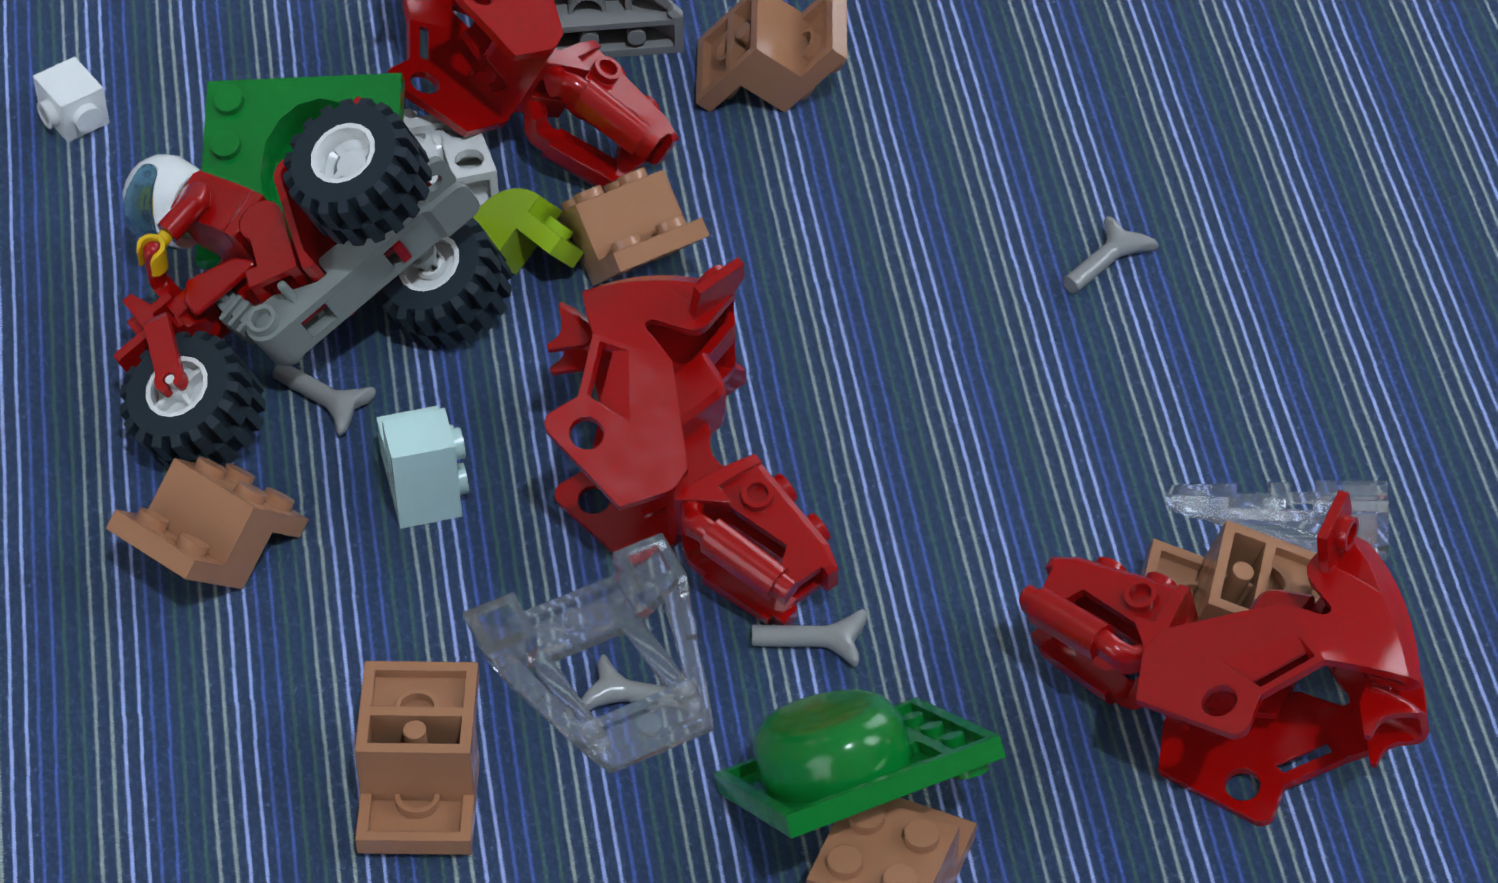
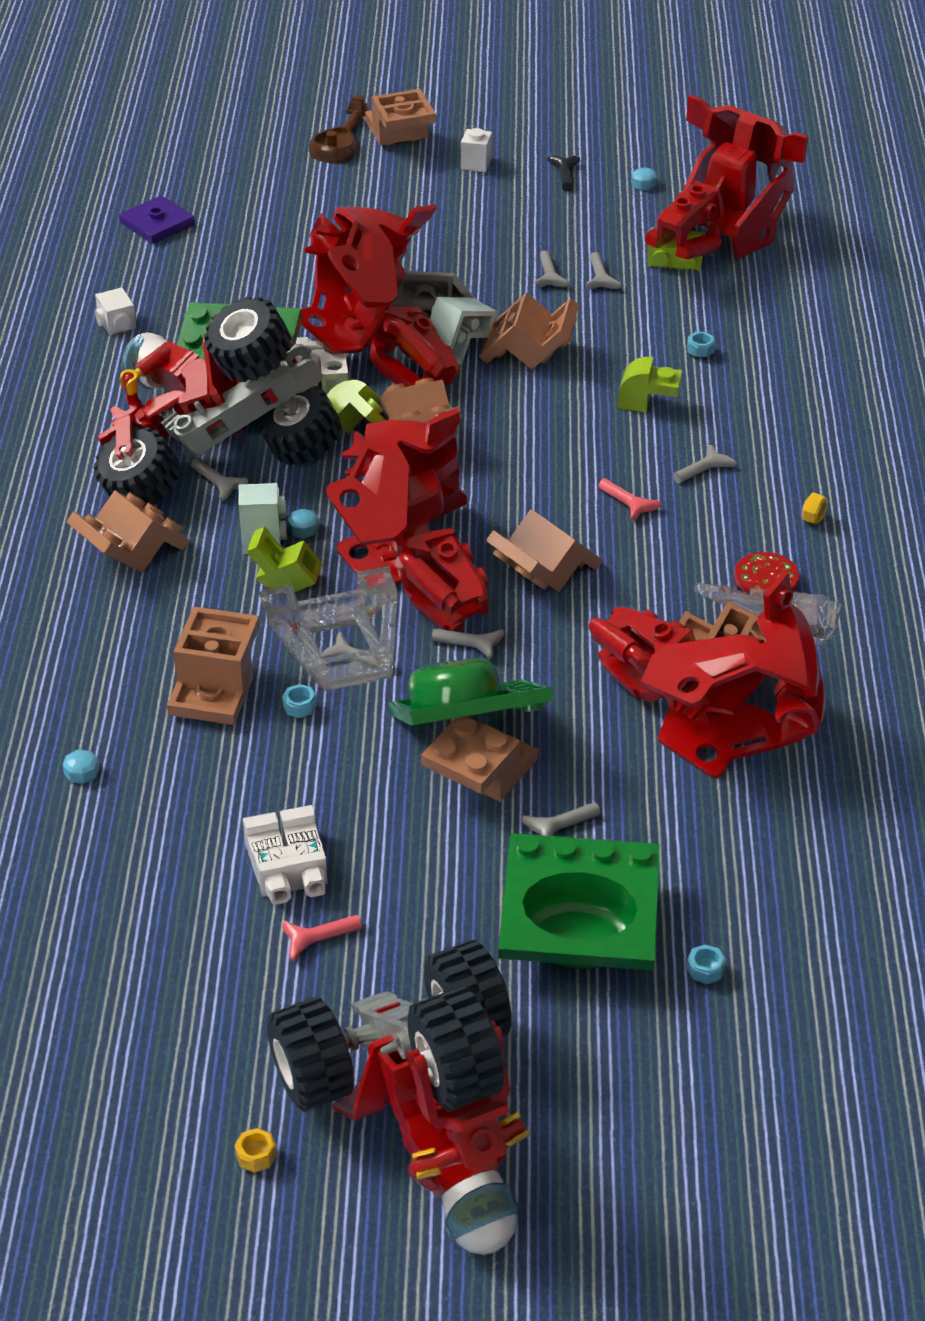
camera: 10 degrees right, 5 degrees down
(481, 550) = (283, 567): none -> lime brick
(488, 458) = (303, 523): none -> medium azure tile
(568, 794) = (299, 701): none -> medium azure tile
(658, 47) = (460, 320): none -> light aqua brick
(897, 461) = (542, 552): none -> nougat bracket
(977, 115) = (642, 380): none -> lime brick
(1019, 344) = (636, 504): none -> coral piece
(1049, 31) = (701, 344): none -> medium azure tile
(1256, 446) = (762, 569): none -> red tile
(1303, 313) = (814, 508): none -> yellow tile

